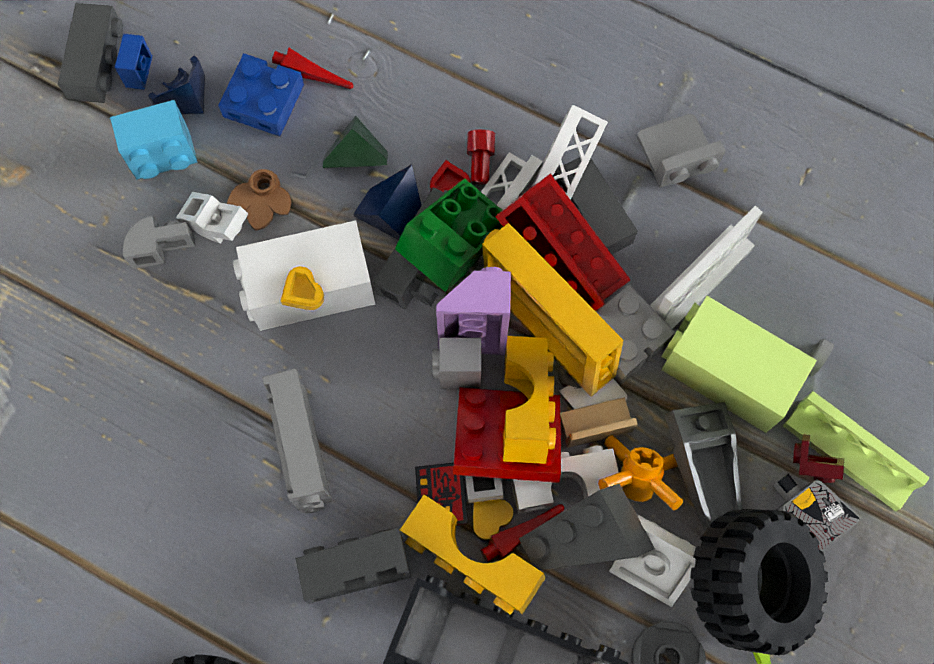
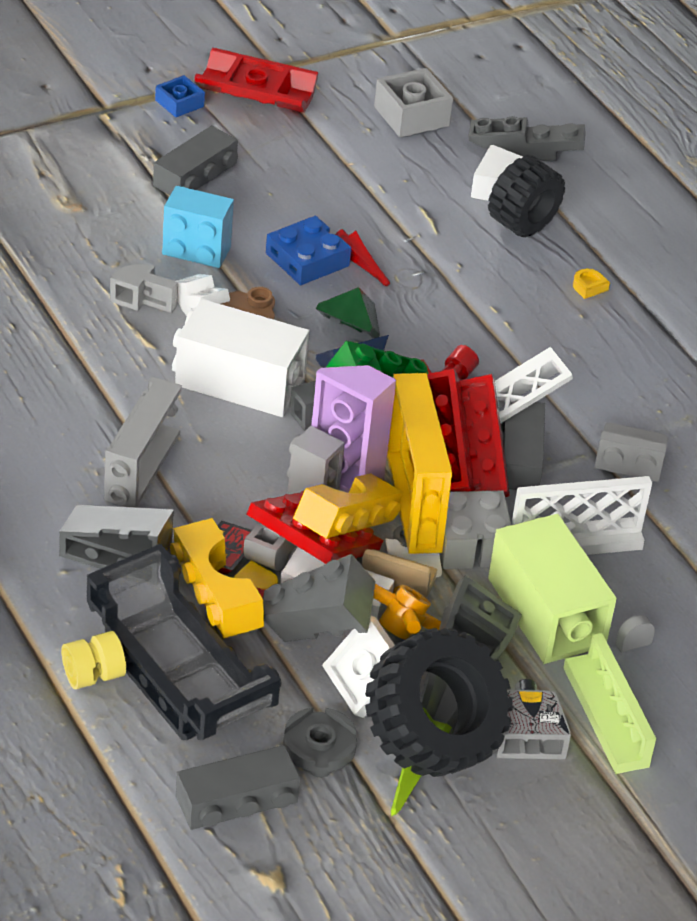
camera: 30 degrees right, 30 degrees down
(133, 61) = (226, 178): blue piece -> none
(185, 90) = (253, 217): dark blue slope -> none
(302, 290) = (228, 343): yellow tile -> none
(821, 467) = (571, 695): dark red bracket -> none

